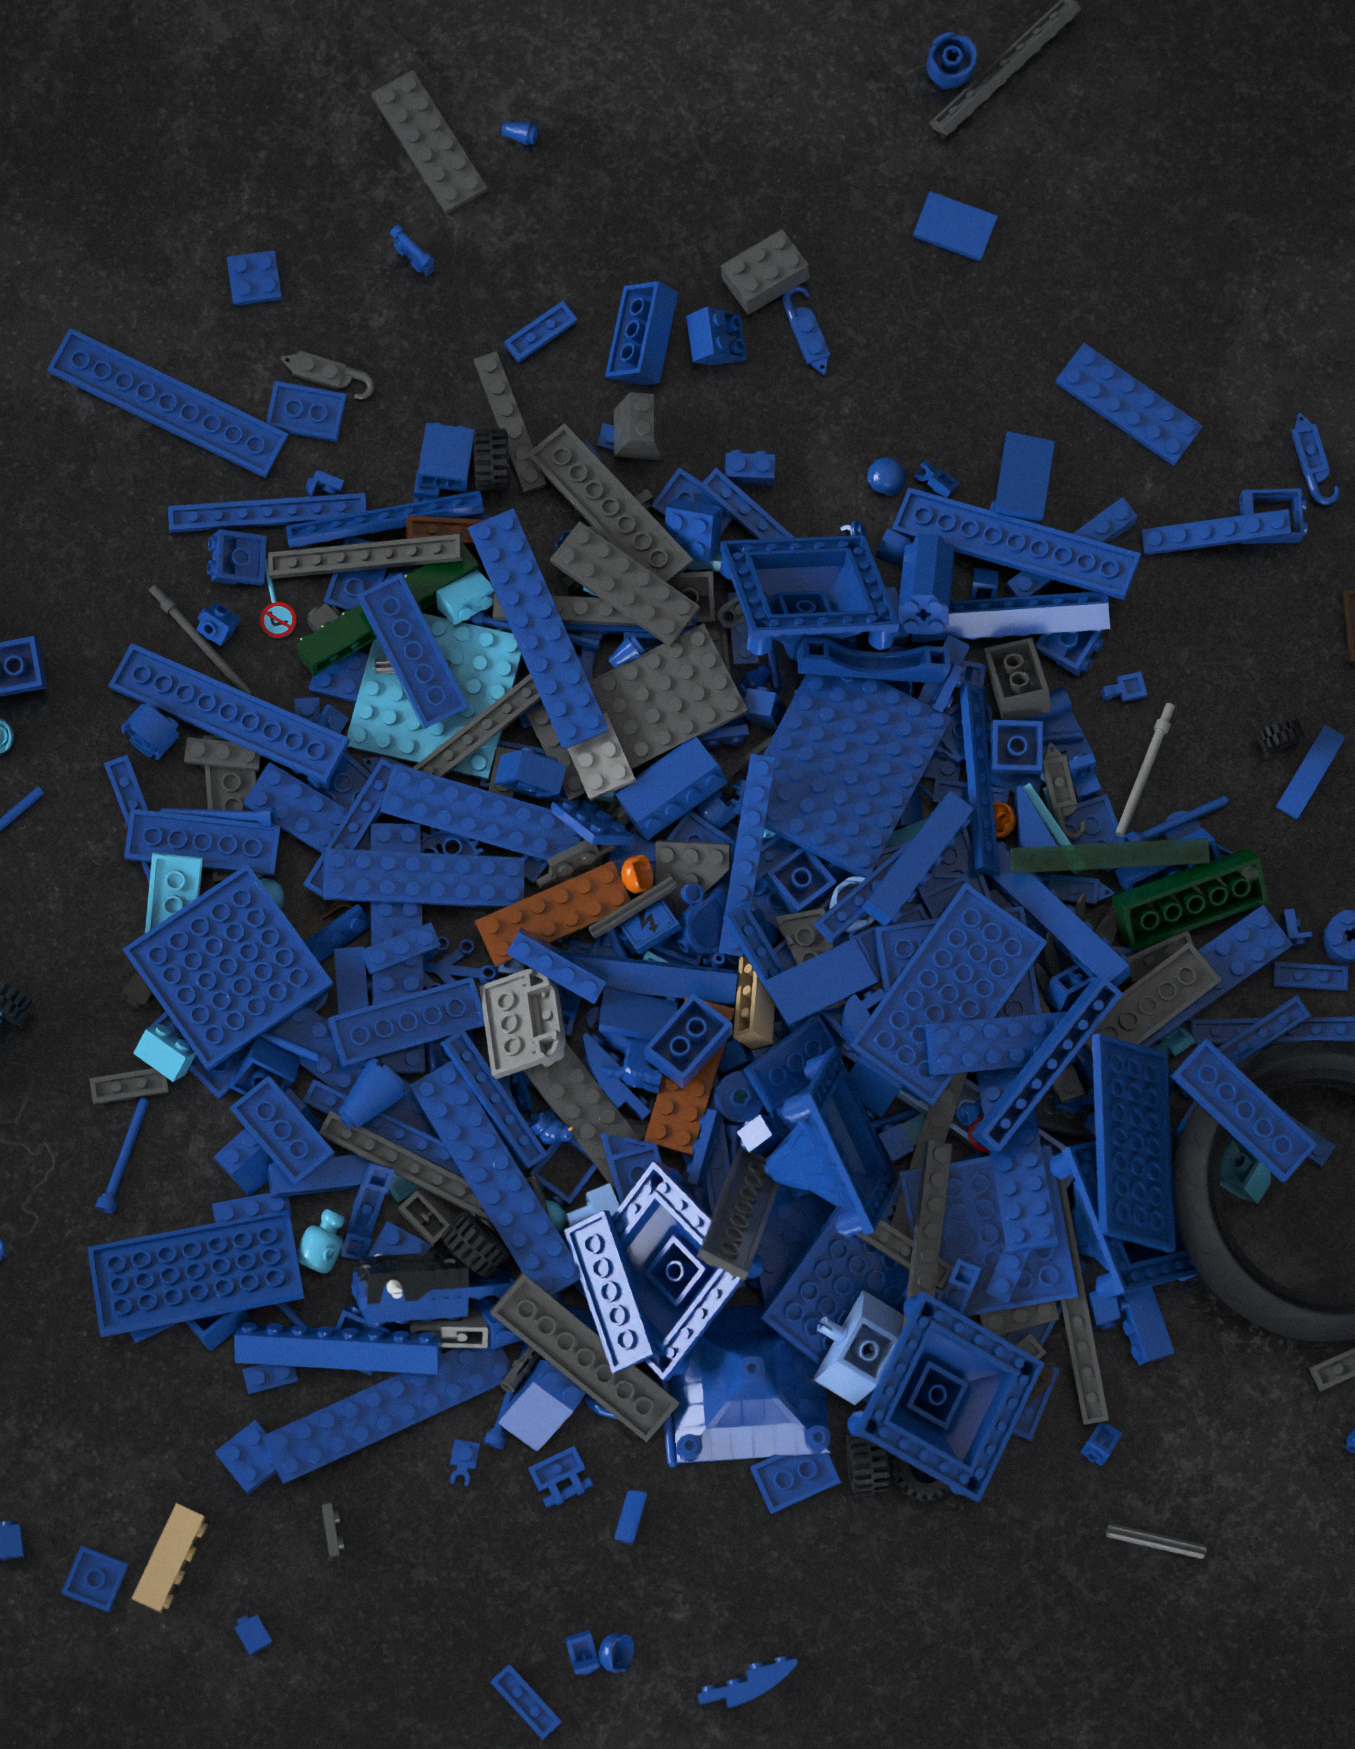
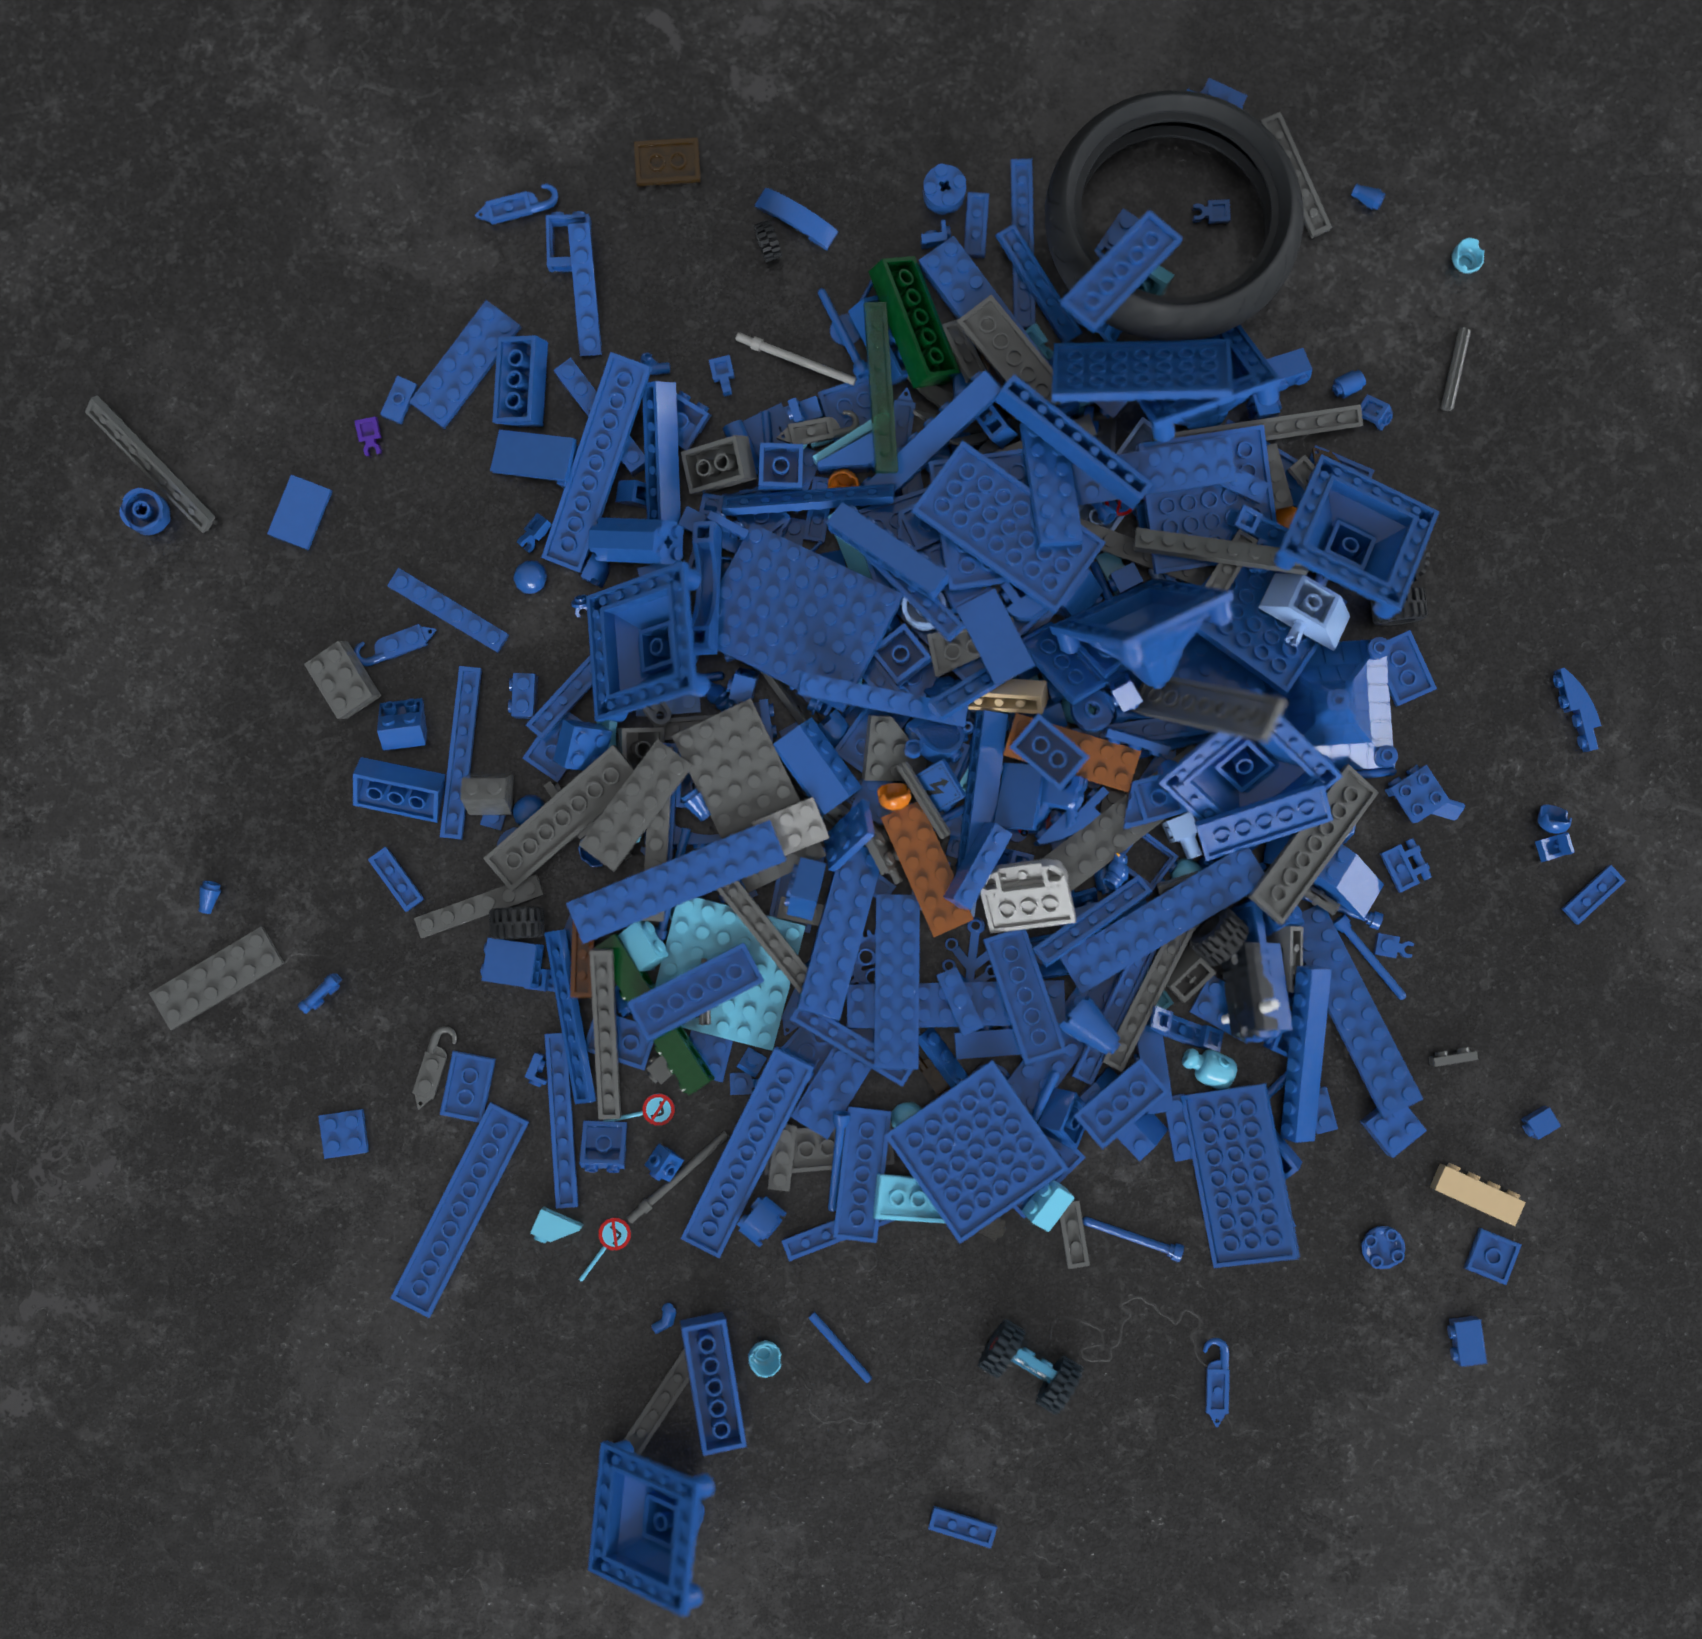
camera: 80 degrees left, 10 degrees up
(40, 630) = (667, 1320): none -> blue arm
(107, 1447) = (1383, 1247): none -> blue dish
(135, 571) = (613, 1235): none -> piece
(148, 502) = (553, 1226): none -> medium azure slope
(488, 1402) = (1343, 925): none -> blue piece
(623, 471) = (526, 807): none -> blue hair
(645, 1486) = (1418, 793): none -> blue bracket
(690, 401) = (460, 750): none -> blue plate
(846, 387) = (448, 610): none -> blue plate
(1048, 299) = (369, 431): none -> dark purple plate
(1085, 331) = (398, 400): none -> blue plate
(1109, 463) = (520, 381): none -> blue slope
(1132, 610) = (658, 368): none -> blue arm
(1134, 1410) = (1348, 383): none -> blue brick
(1292, 1553) = (1468, 256): none -> medium azure hair
(1335, 1254) = (1216, 211): none -> blue plate

